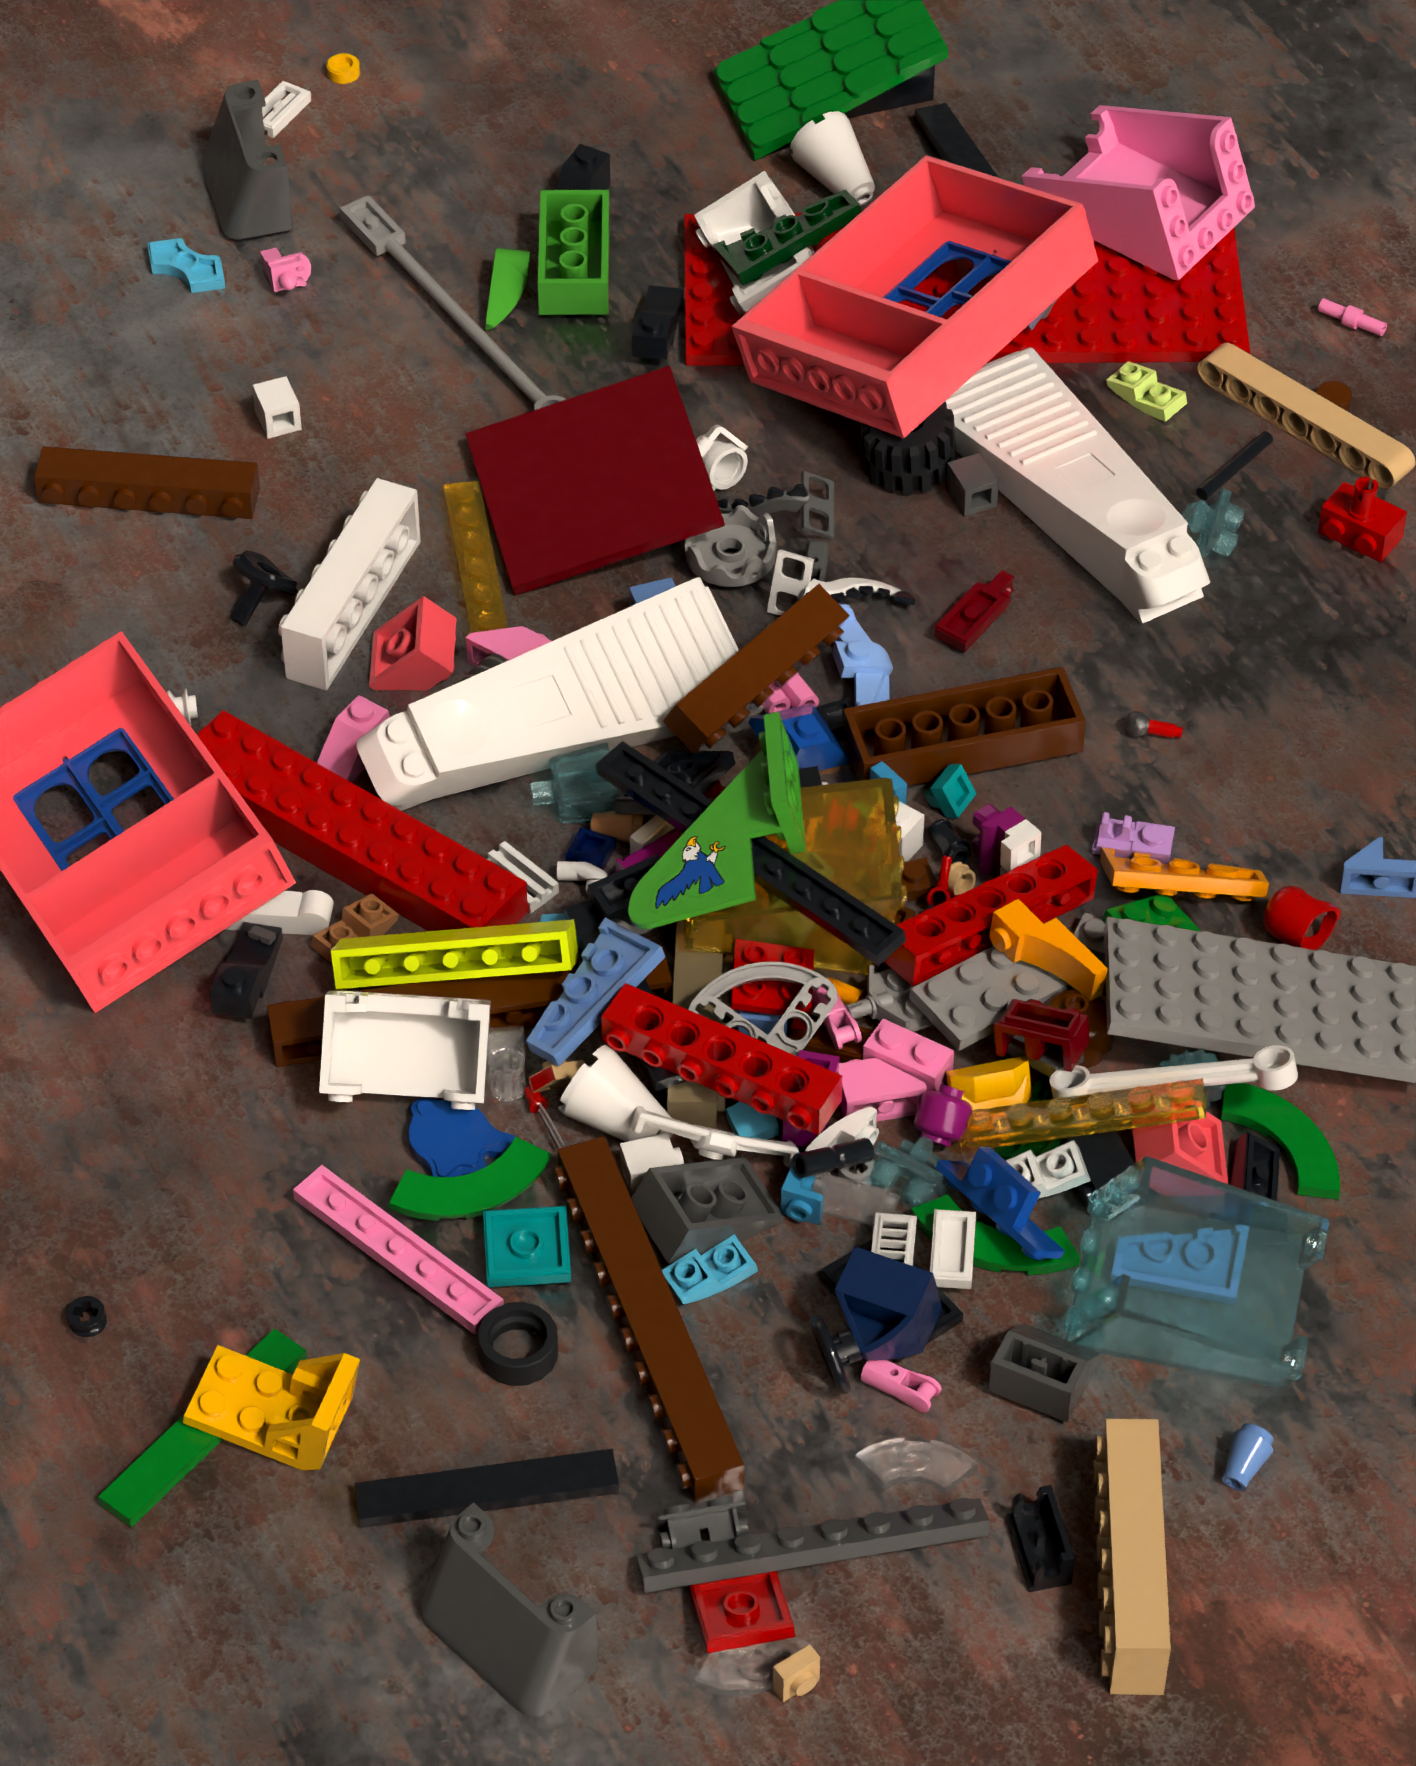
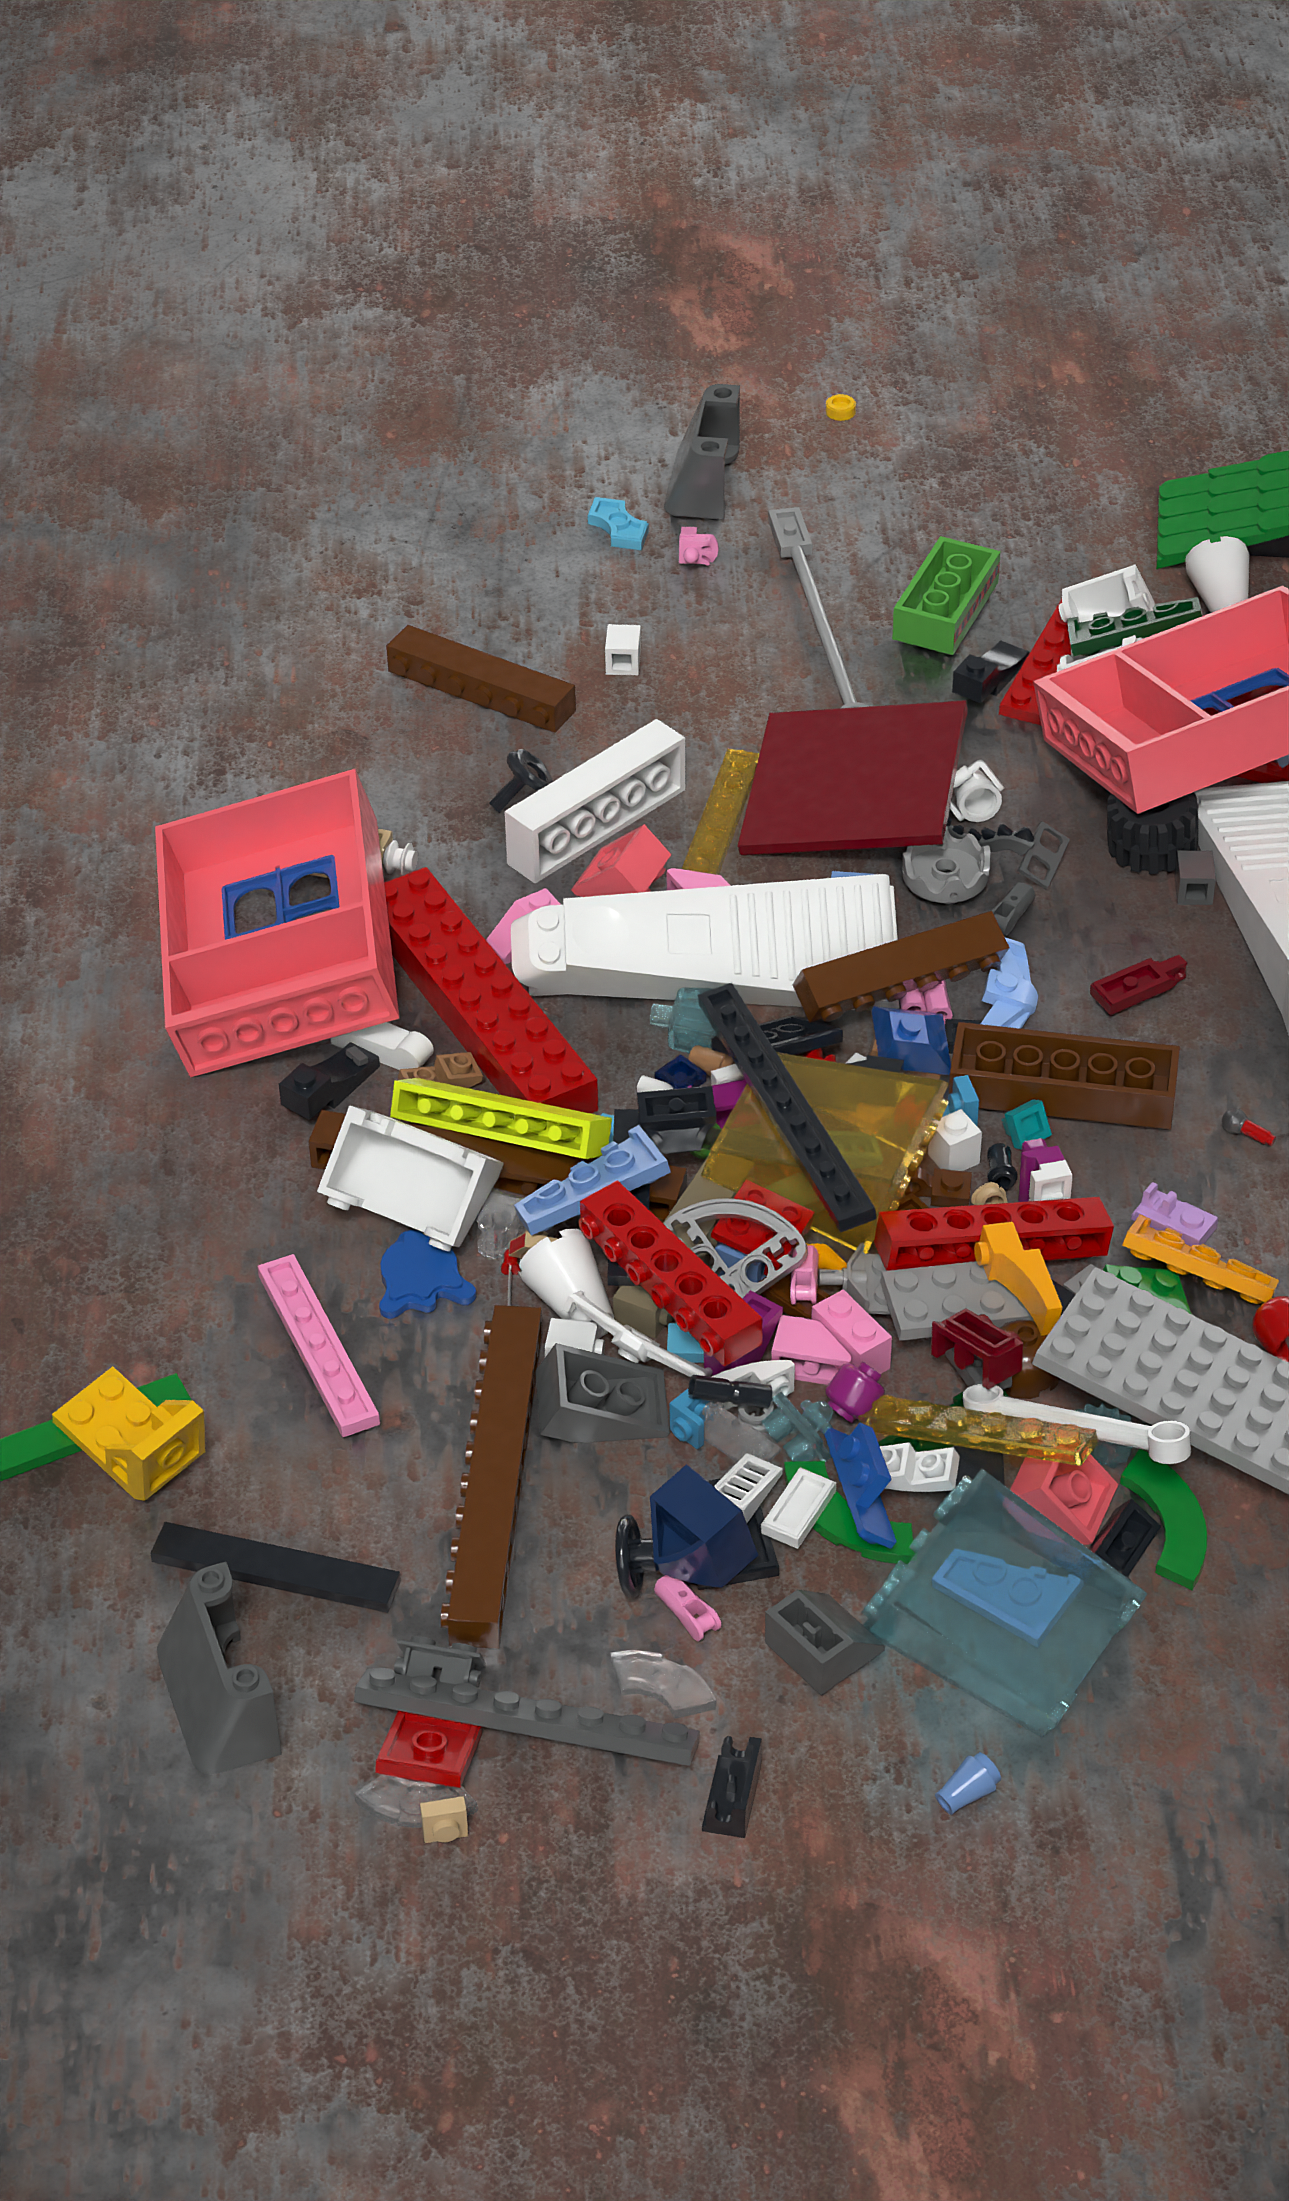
camera: 25 degrees right, 5 degrees down
(97, 1322) = (30, 1303): black bush -> none
(284, 109) = (768, 424): white tile -> none
(471, 1193) = (411, 1320): green tile -> none
(507, 283) = (874, 606): bright green piece -> none
(520, 1370) = (371, 1479): black tyre -> none
(526, 1246) = (428, 1379): teal plate -> none
(537, 880) = (616, 1101): white tile -> none
(585, 170) = (997, 533): black slope -> none
(707, 1274) = (568, 1457): medium azure slope -> none
(713, 857) = (747, 1100): bright green piece -> none
(837, 589) = (1017, 927): white piece -> none
(942, 882) = (970, 1197): red hand -> none
(993, 1083) = (917, 1379): yellow slope -> none
(1131, 1557) = (800, 1830): tan brick -> none

